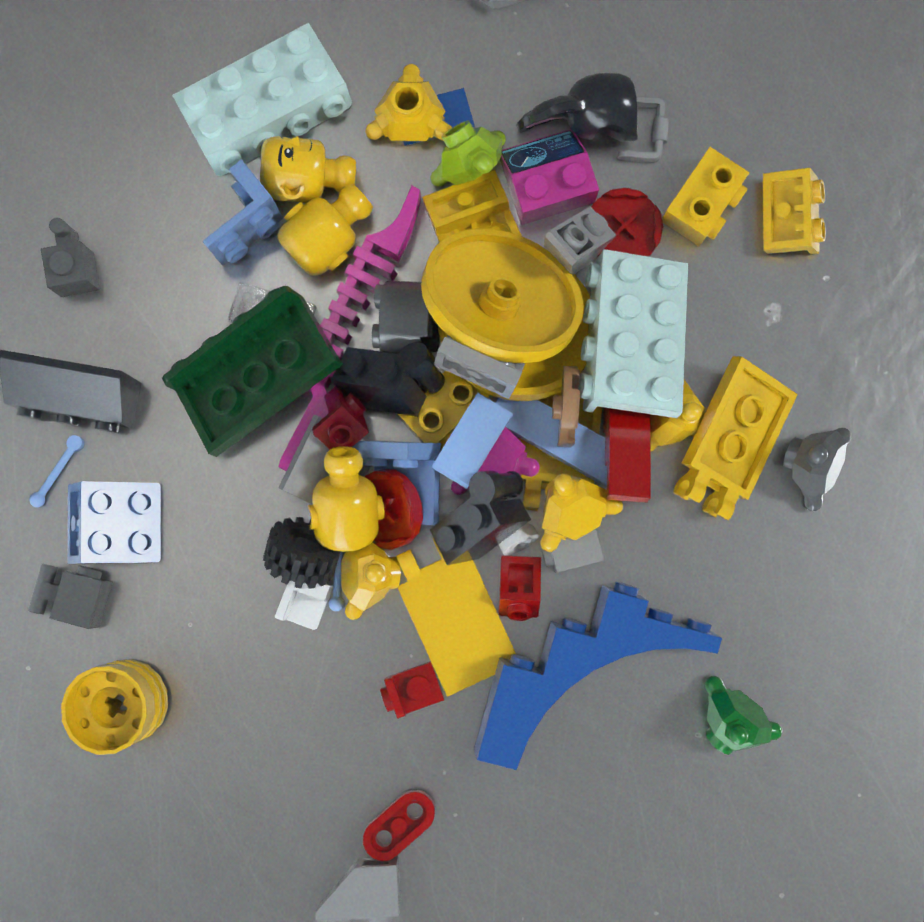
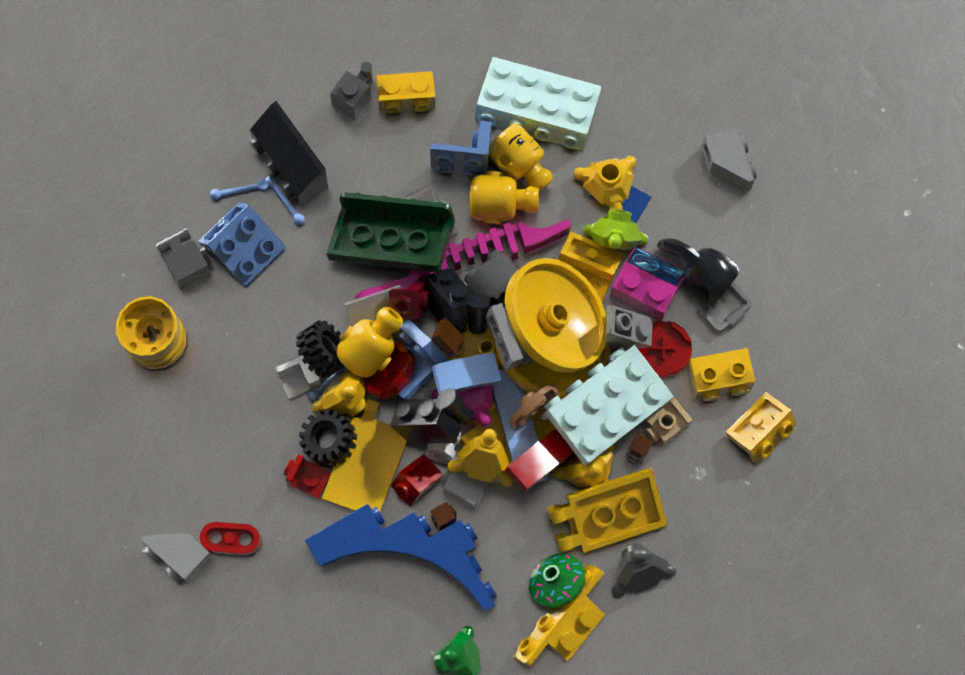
camera: 40 degrees right, 10 degrees down
(122, 213) = (406, 91): none -> yellow bracket
(144, 443) = (297, 218): none -> light blue hinge
(379, 649) = (315, 429): none -> black tyre
(419, 423) = (447, 338): none -> reddish brown tile
(584, 598) = (443, 516): none -> reddish brown piece
(702, 347) = (639, 448): none -> reddish brown piece
(707, 279) = (663, 434): none -> tan brick
(768, 552) = (563, 586): none -> green dish
(795, 581) = (564, 626): none -> yellow bracket

